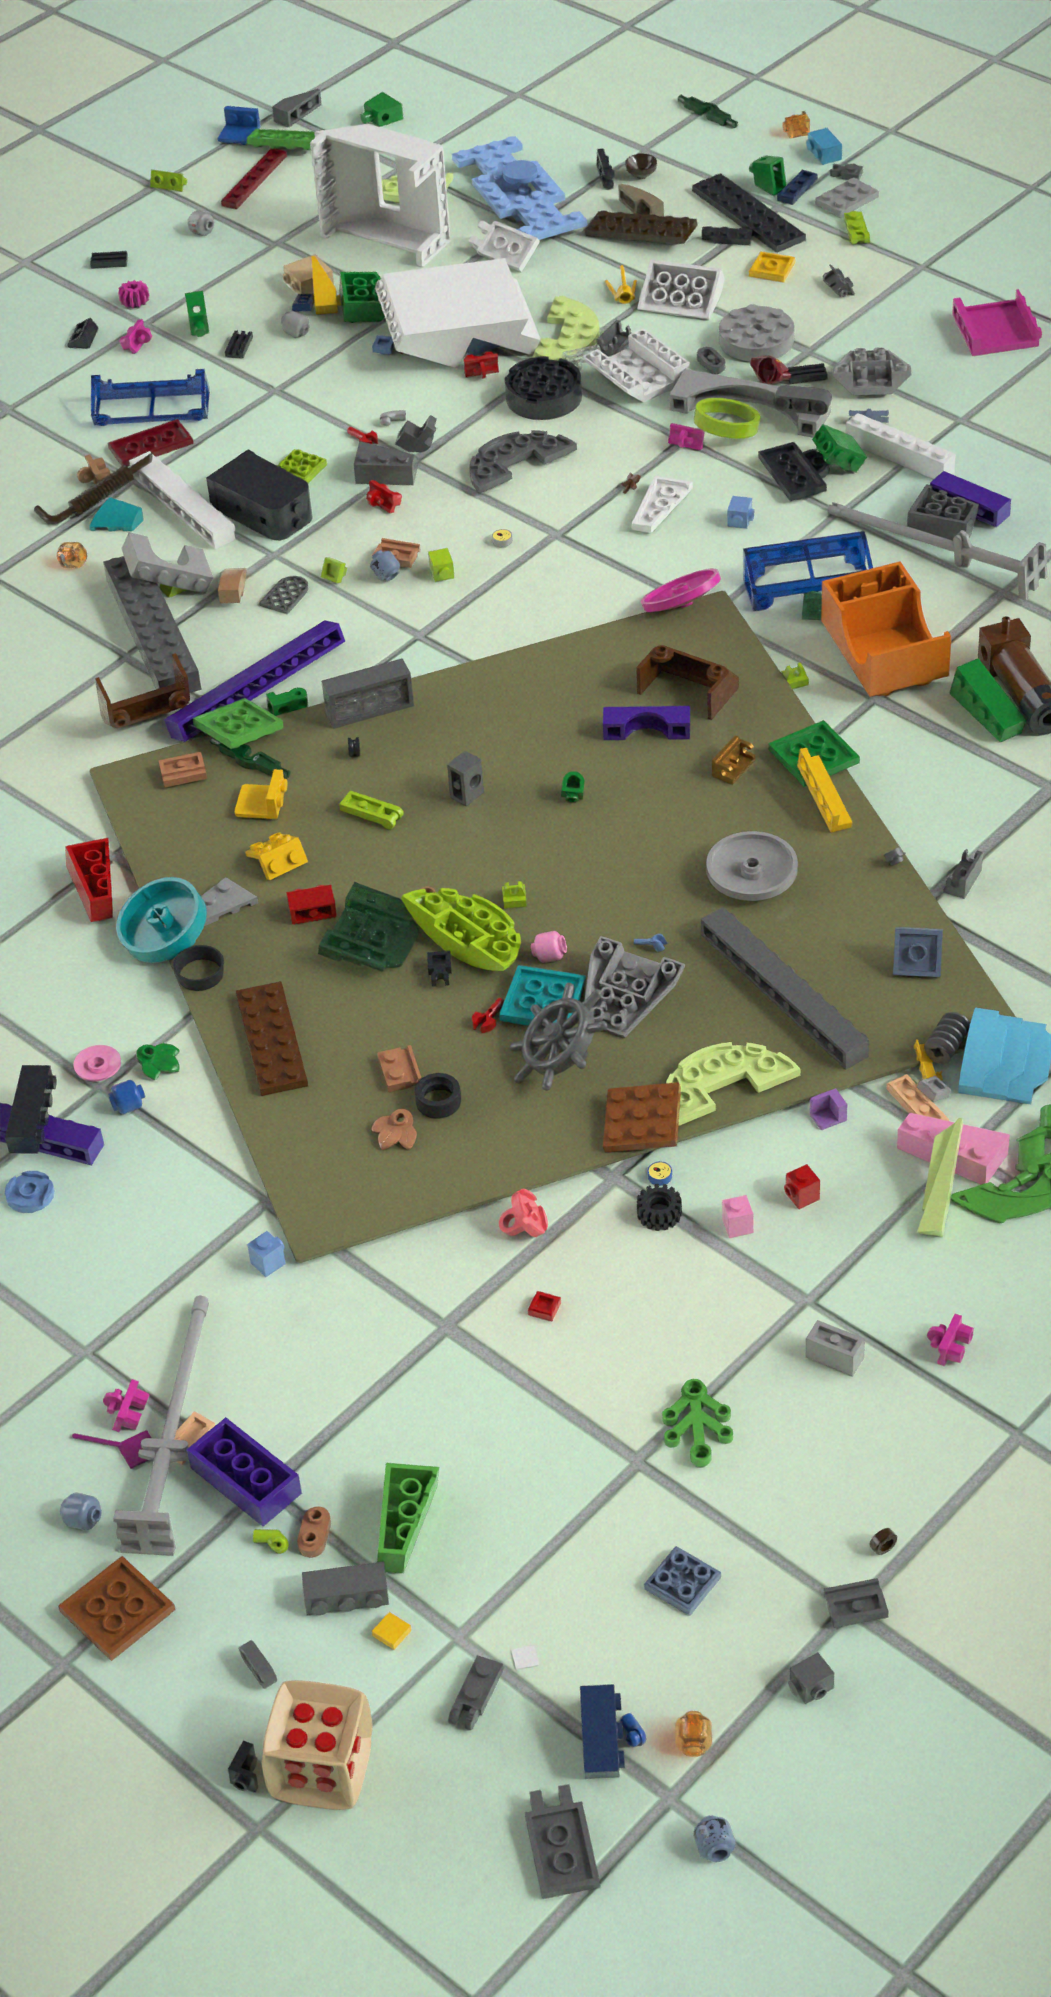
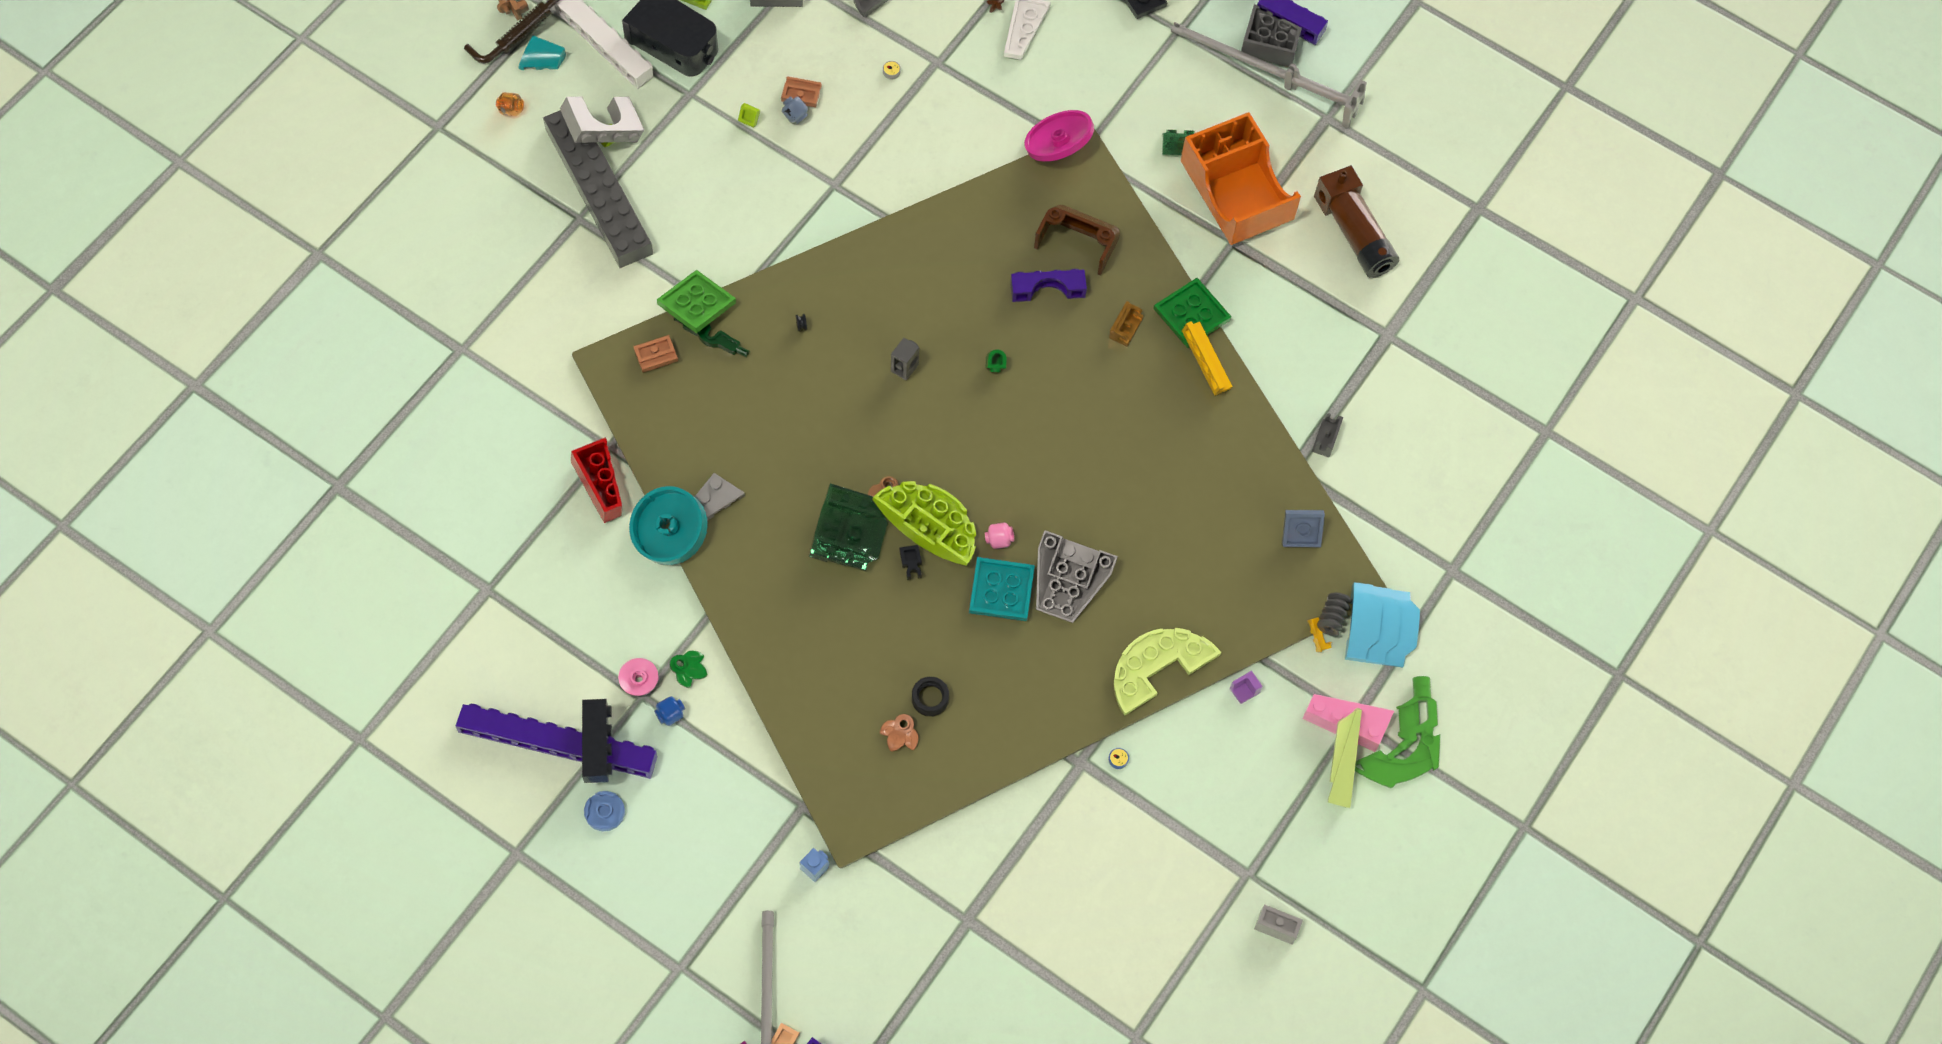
camera: 15 degrees left, 20 degrees up
(133, 1397) = (728, 1014): dark pink hips -> none
(146, 704) = (612, 281): reddish brown windscreen -> none
(194, 953) = (703, 556): black tyre -> none
(232, 585) = (661, 134): medium nougat slope -> none
(258, 677) = (703, 245): dark purple brick -> none
(262, 800) = (730, 384): yellow bracket -> none
(264, 603) = (700, 133): dark grey window -> none
(271, 1038) = (781, 642): reddish brown plate -> none
(278, 854) = (754, 445): yellow bracket -> none
(287, 701) = (733, 271): green leg -> none
(311, 904) = (792, 499): red brick -> none
(367, 693) = (805, 265): dark grey brick -> none
(371, 809) = (826, 391): lime plate -> none
(382, 496) = (778, 26): red hips -> none
(399, 1068) = (893, 668): nougat plate -> none
(441, 564) = (843, 105): lime brick -> none
(490, 1023) = (958, 608): red bar -> none
(514, 895) = (961, 479): lime tile -> none
(527, 1215) = (1021, 813): coral tile -> none
(544, 1306) = (1044, 896): red tile -> none
(558, 1036) = (1025, 639): dark grey piece -> none
(642, 1117) = (1100, 710): dark orange plate -> none
(657, 941) = (1087, 522): medium blue hand -> none
(659, 1218) = (1131, 785): black tyre -> none
(696, 1419) = (1179, 997): bright green plant -> none
(737, 1216) = (1187, 801): bright pink brick -> none
(740, 512) = (1096, 36): medium blue brick -> none
(752, 866) = (1157, 442): light grey dish -> none
(755, 559) = (1197, 81): clear blue windscreen -> none
(785, 988) = (1198, 567): dark grey brick -> none
(796, 676) = (1165, 222): lime tile -> none
(802, 1186) = (1235, 768): red brick -> none
(894, 856) = (1271, 422): dark grey plate -> none
(912, 1099) = (1314, 673): light nougat tile -> none
(934, 1088) = (1326, 660): light grey tile -> none
(947, 1339) = (1370, 901): dark pink hips -> none
(986, 700) = (1329, 249): green wedge -> none

